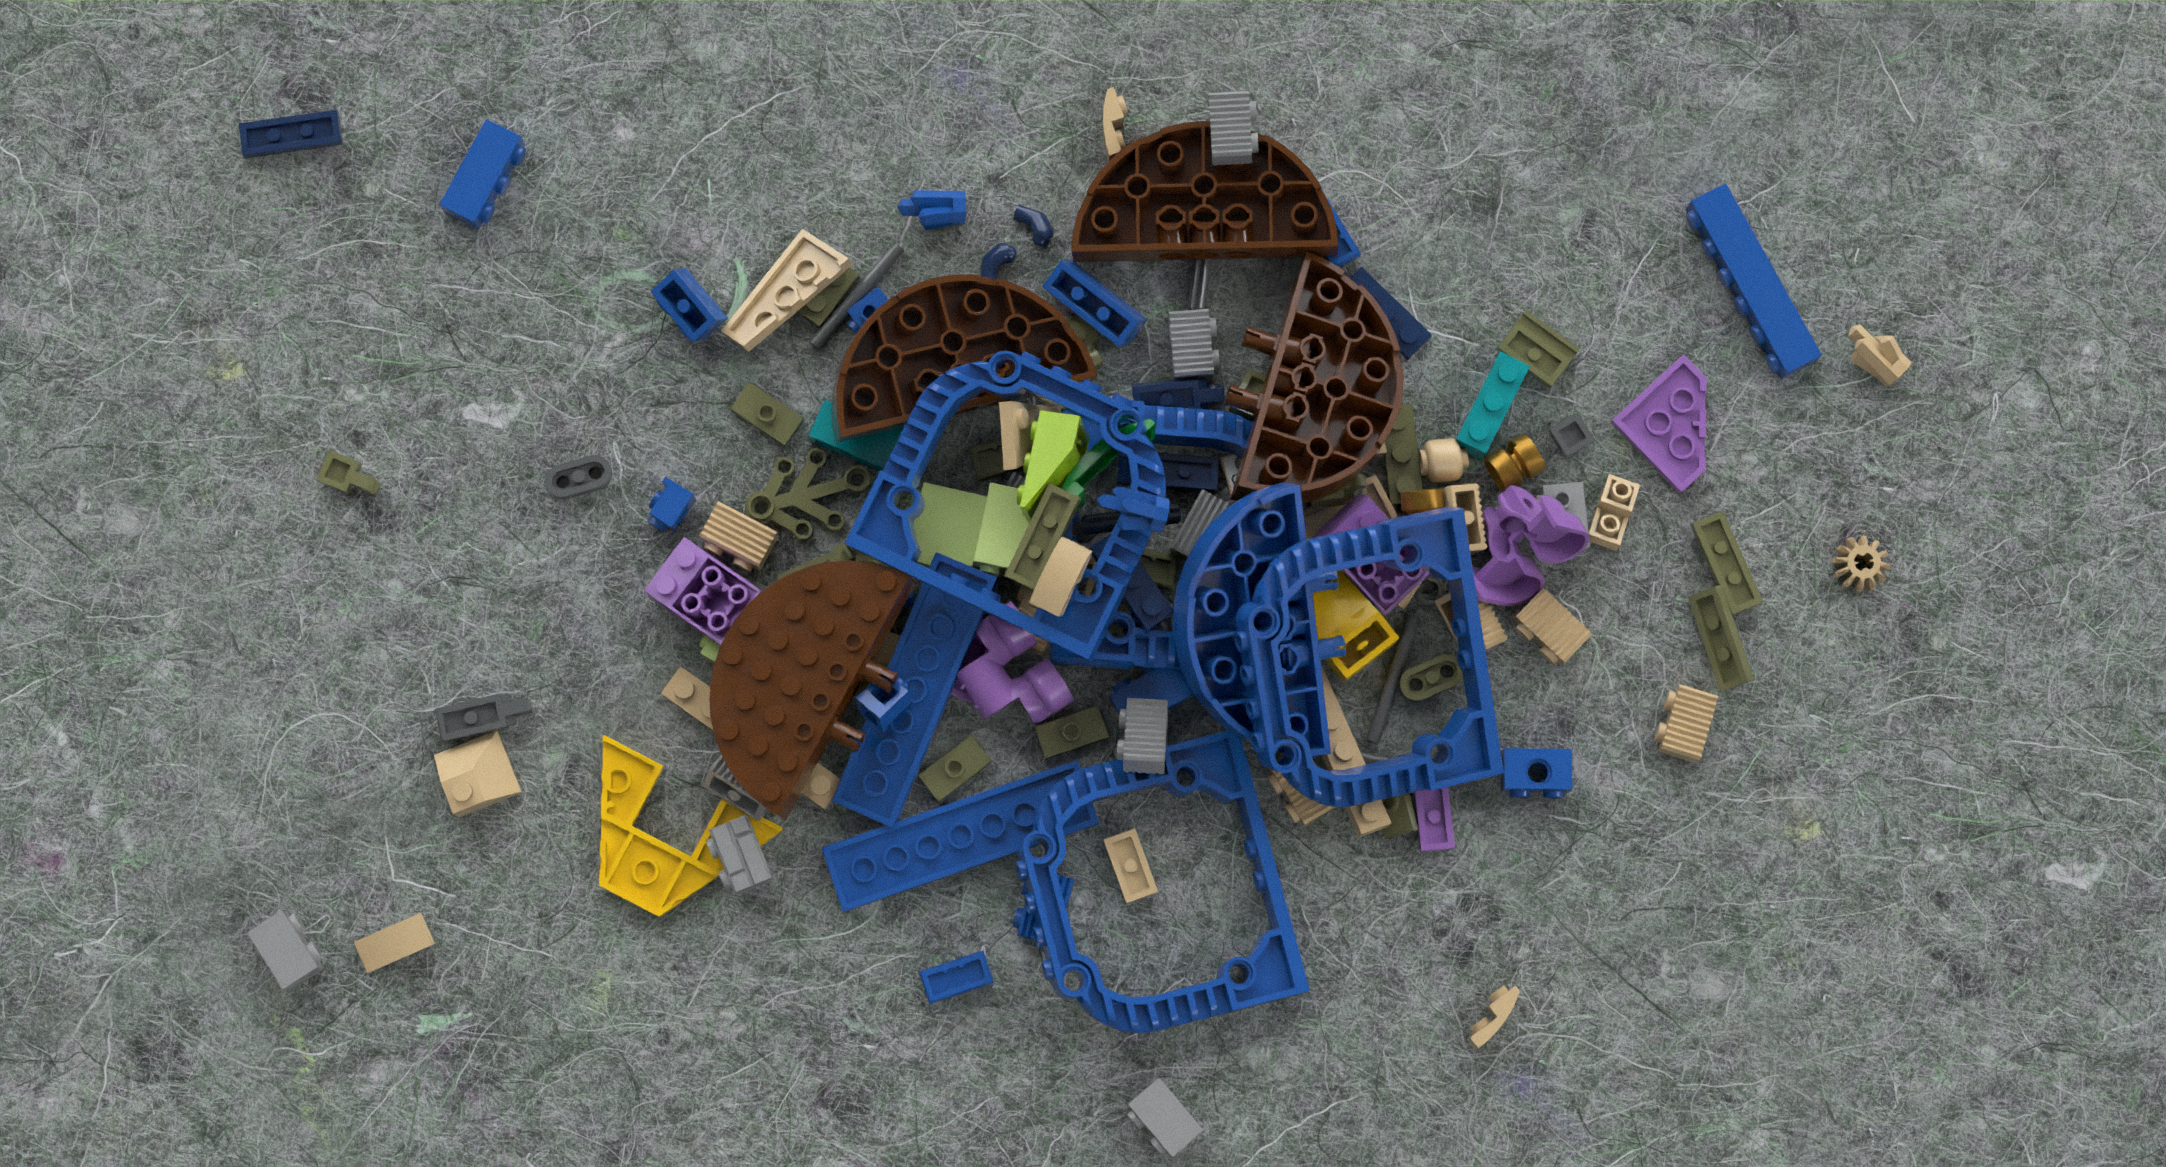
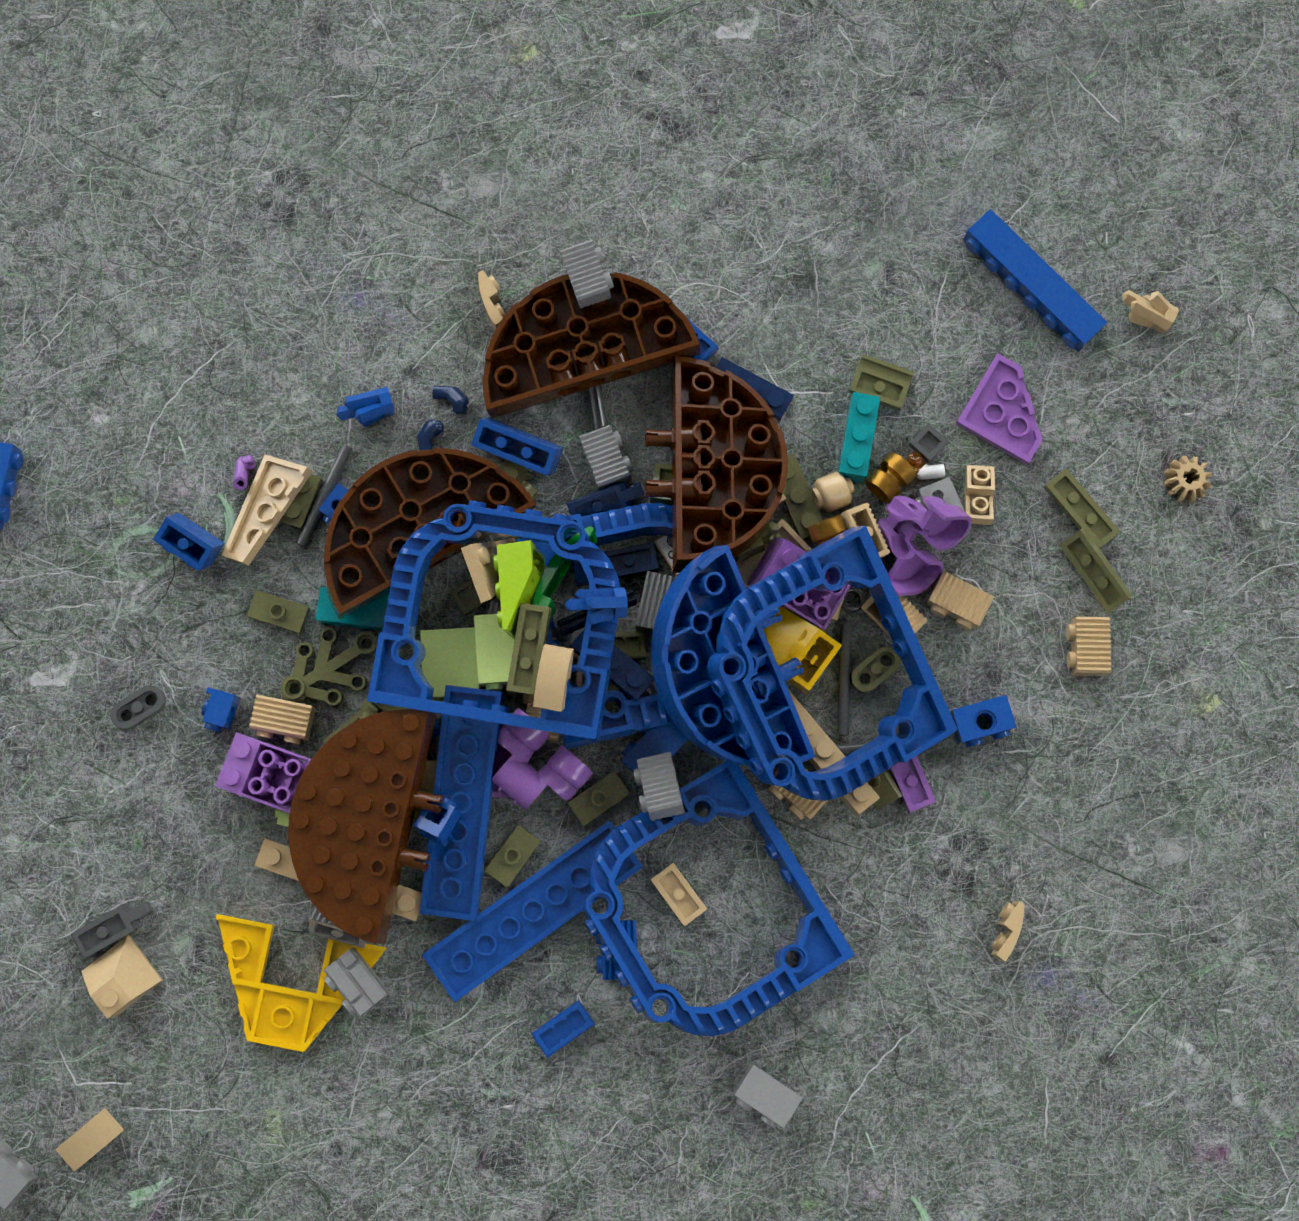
camera: 15 degrees left, 0 degrees up
(772, 235) = (241, 473): none -> medium lavender arm
(1555, 465) = (923, 470): none -> white arm

